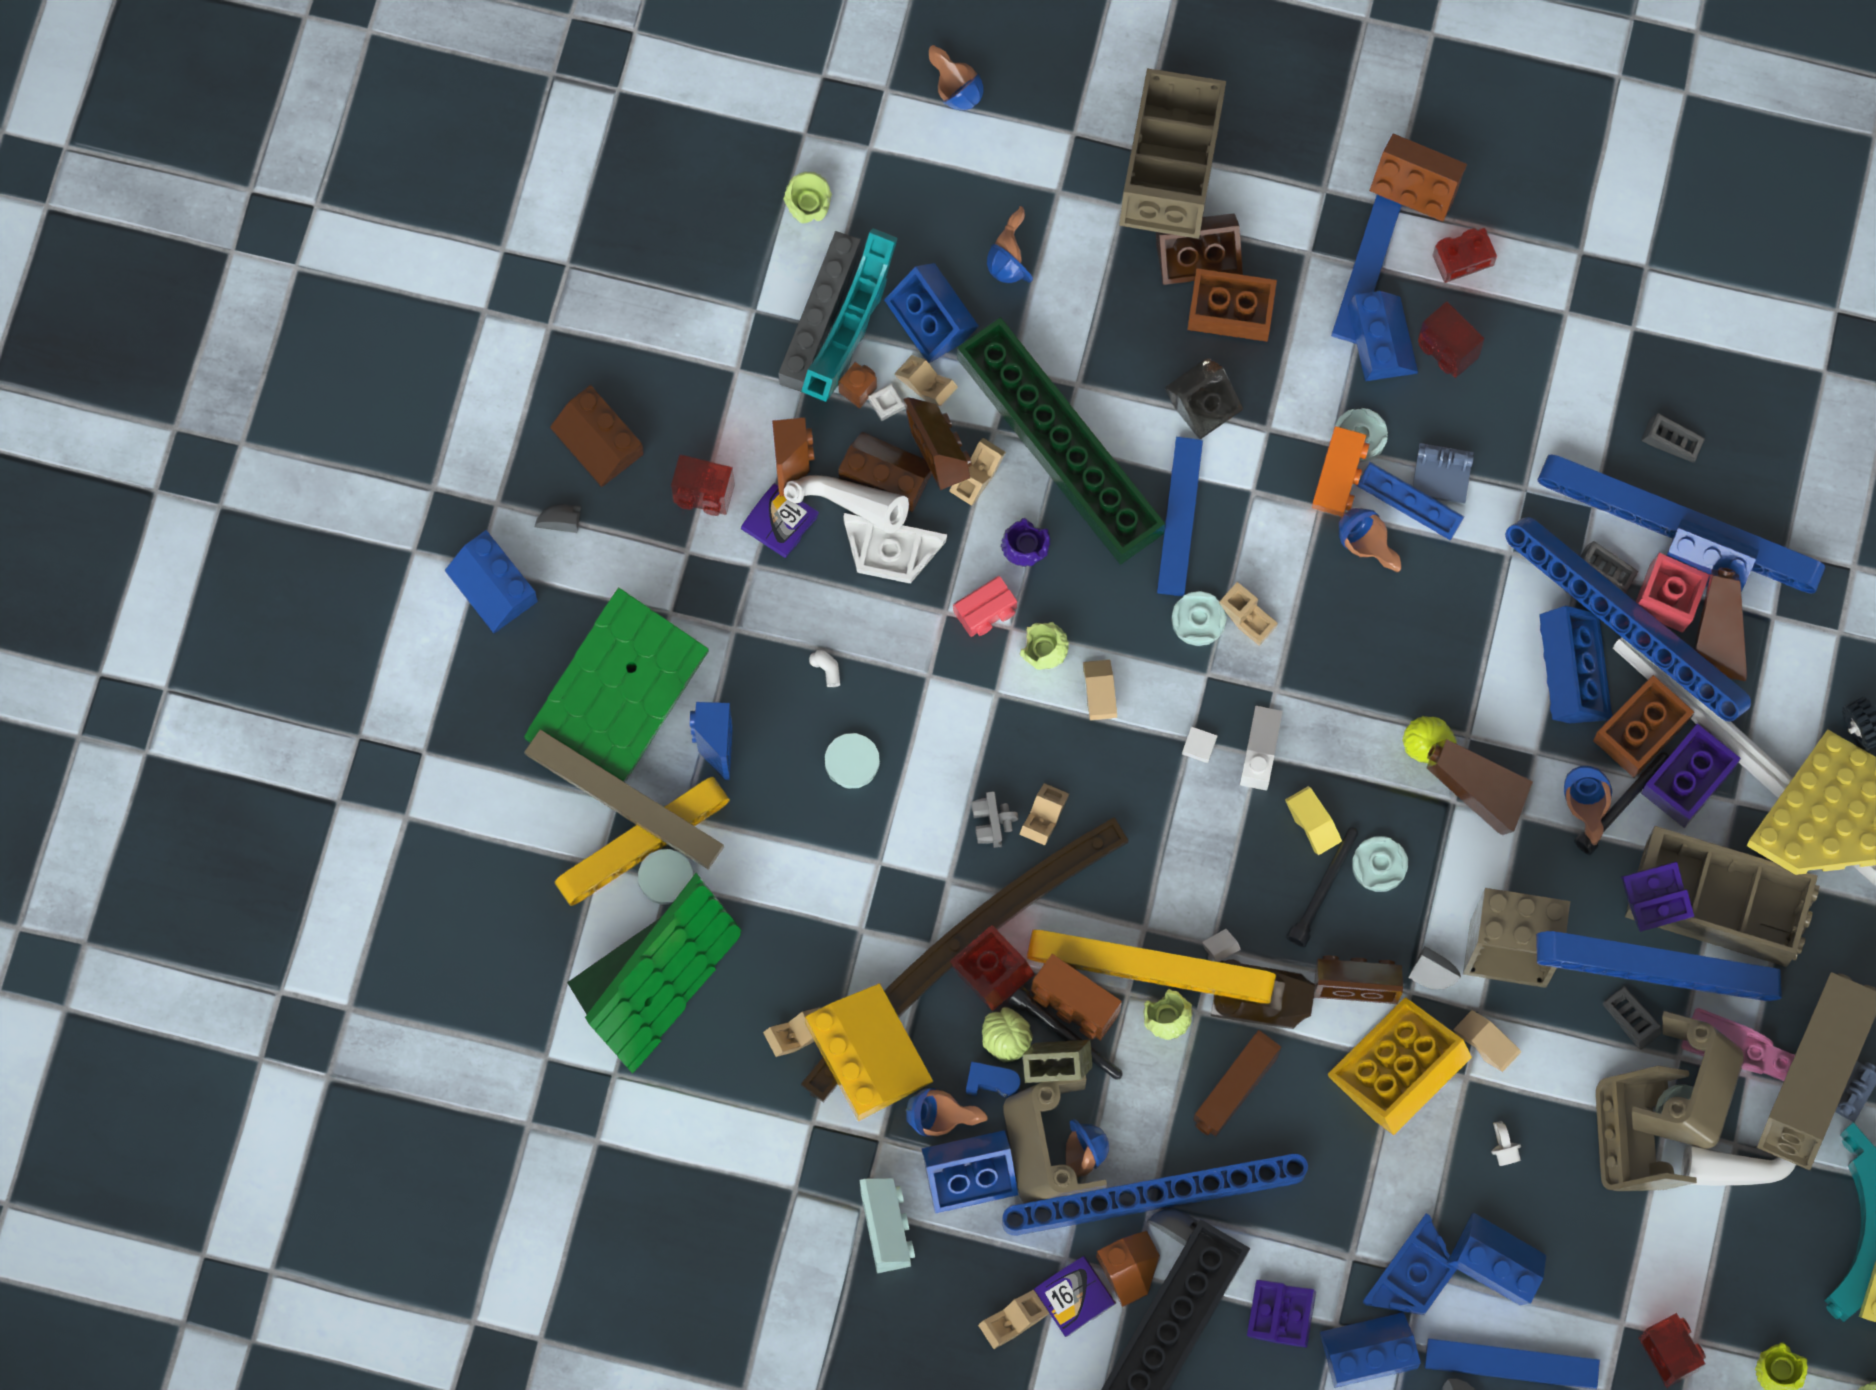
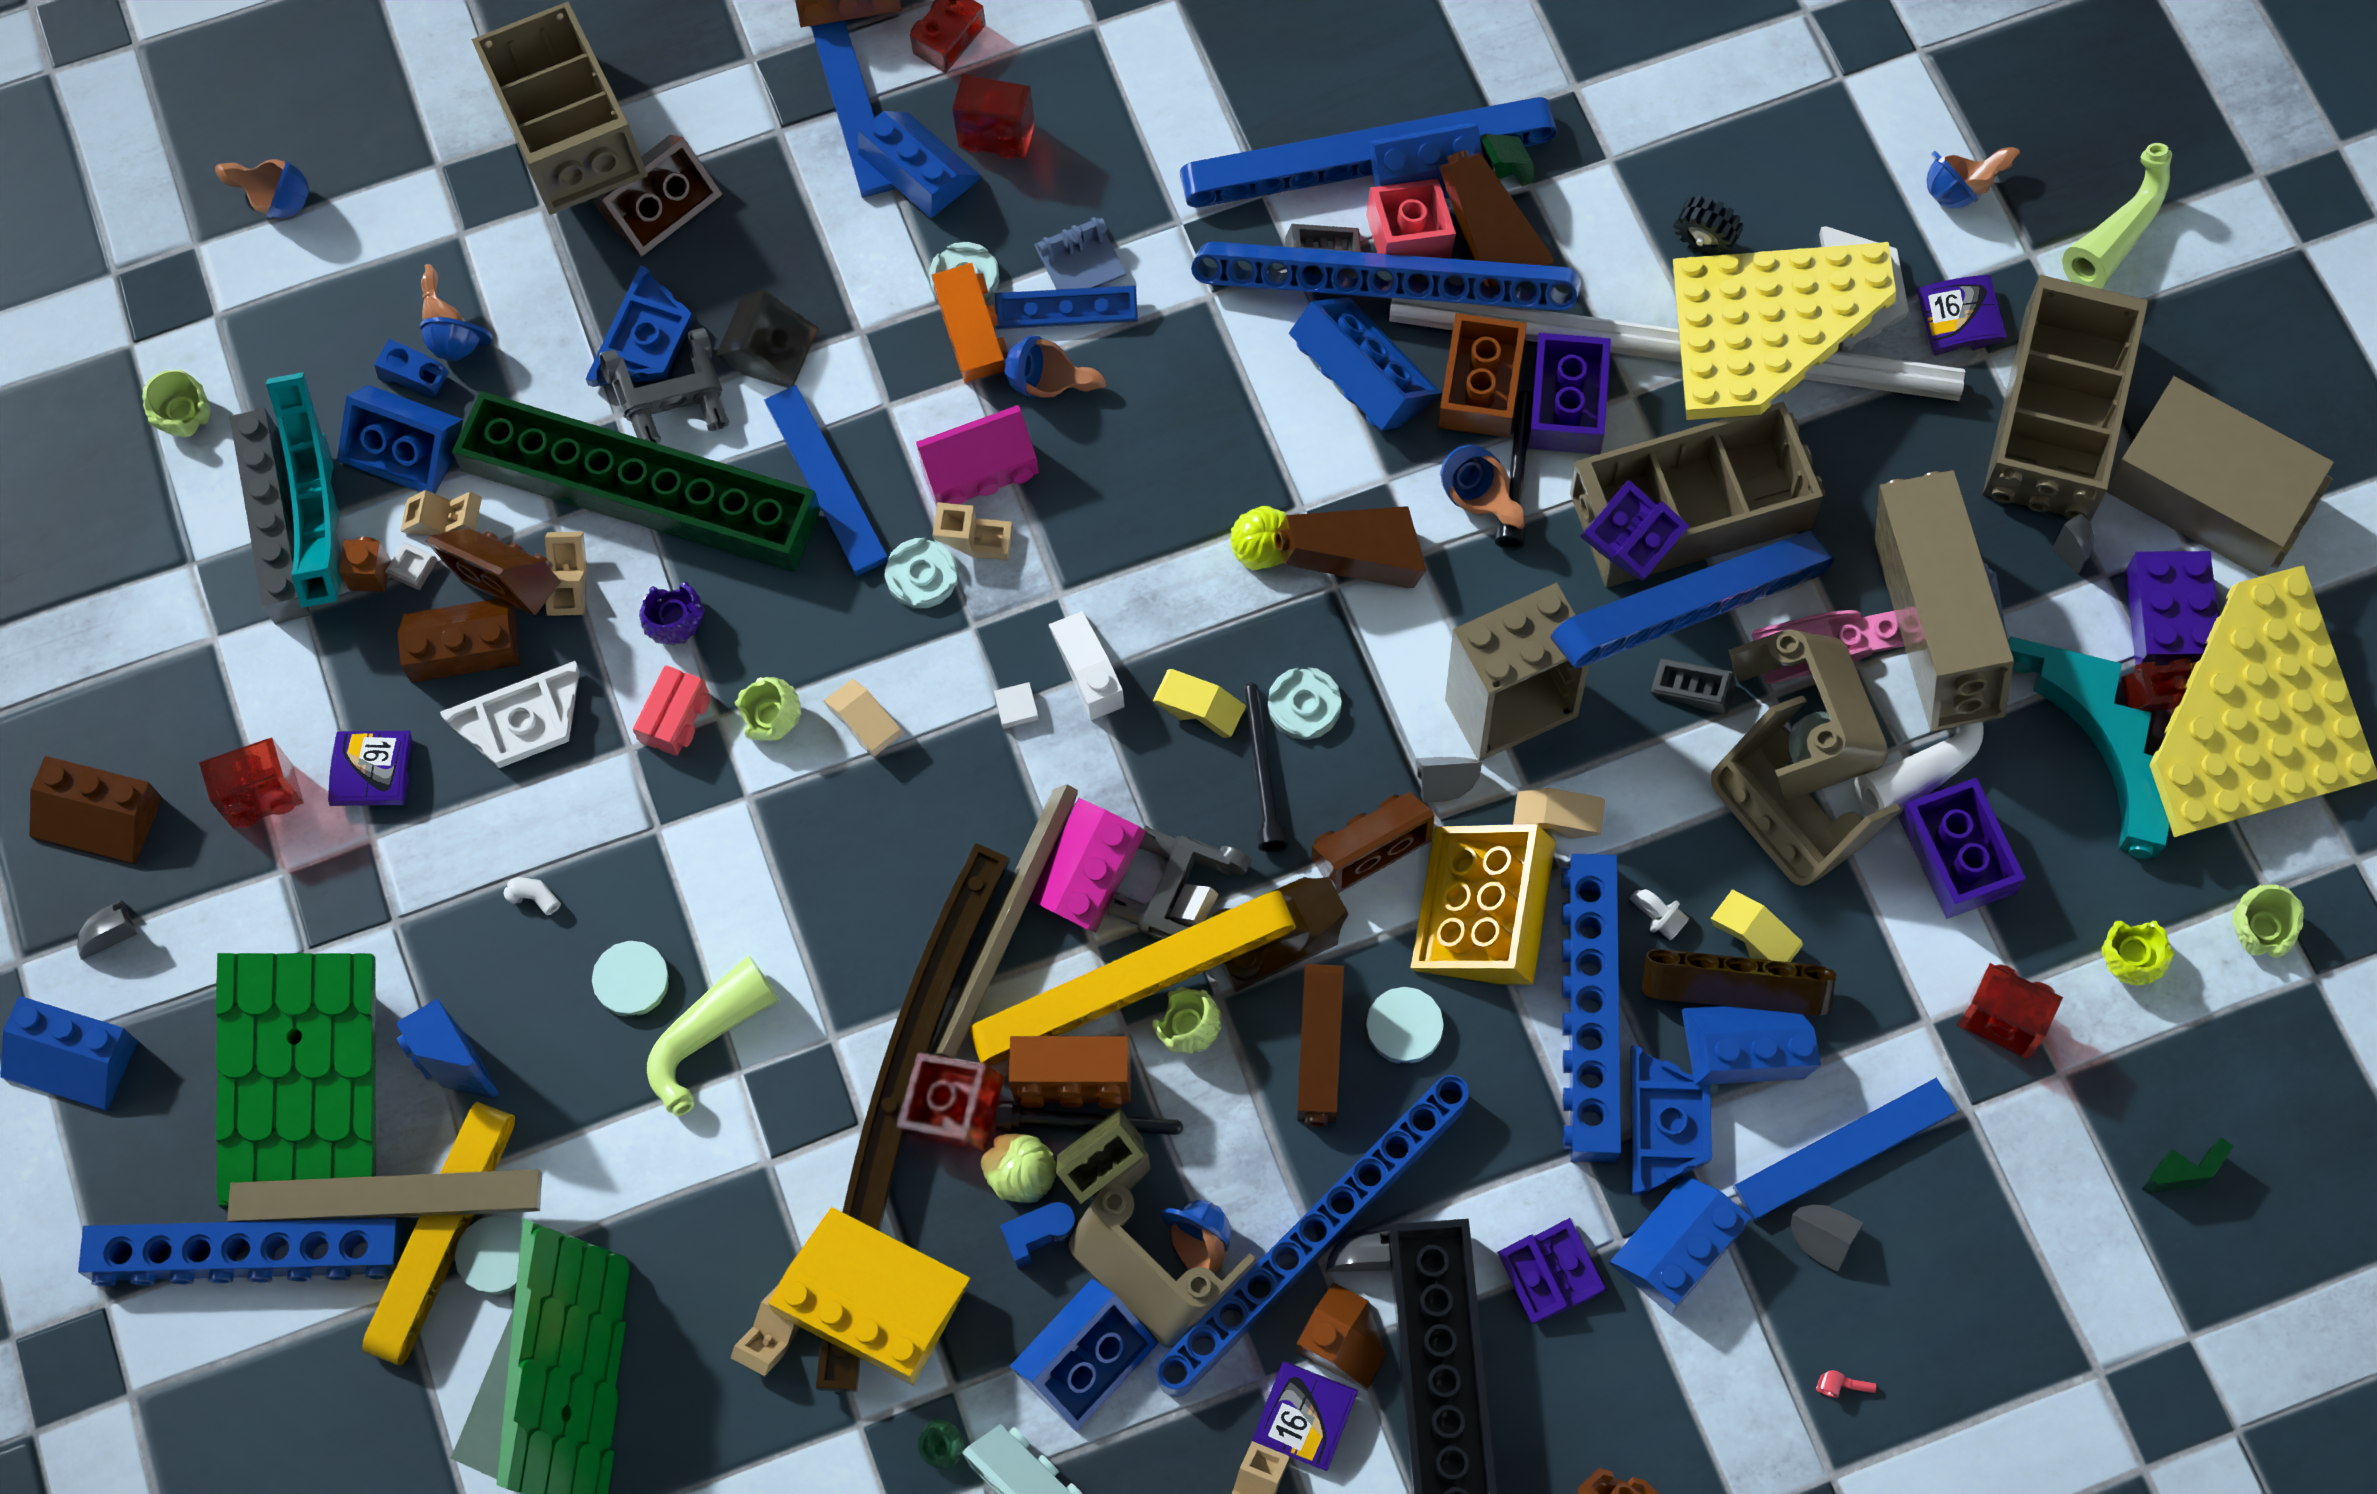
camera: 30 degrees left, 5 degrees down
(445, 716) = (105, 1243): none -> blue brick
(792, 450) = (333, 681): dark orange slope -> none
(851, 1166) = (940, 1444): none -> clear green hat
(876, 506) = (474, 678): white animal -> none
(898, 816) = (725, 1005): none -> yellowish green animal
(937, 1113) = (1001, 1310): piece -> none
(967, 269) = (410, 369): none -> blue leg
(987, 807) = (847, 950): light grey hips -> none
(1044, 814) = (893, 893): tan slope -> none
(1099, 878) = (1004, 922): none -> dark tan tile
(1128, 341) = (645, 331): none -> blue wing
(1141, 403) = (642, 402): none -> dark grey connector
(1172, 877) = (1087, 864): none -> dark pink slope
(1232, 305) = (731, 226): dark orange brick -> none
(1236, 908) = (1180, 856): none -> dark grey connector
(1282, 569) = (978, 457): none -> dark pink slope
(1298, 1106) = (1404, 1025): none -> light aqua tile
(1483, 1096) = (1598, 875): none -> blue brick
(1520, 1219) = (1738, 982): none -> dark brown beam
(1556, 1197) = (1757, 927): none -> light yellow slope
(1659, 441) = (1284, 87): dark grey slope -> none
(1720, 1232) = (1961, 848): none -> dark purple brick
(1766, 589) = (1507, 156): none -> dark green slope

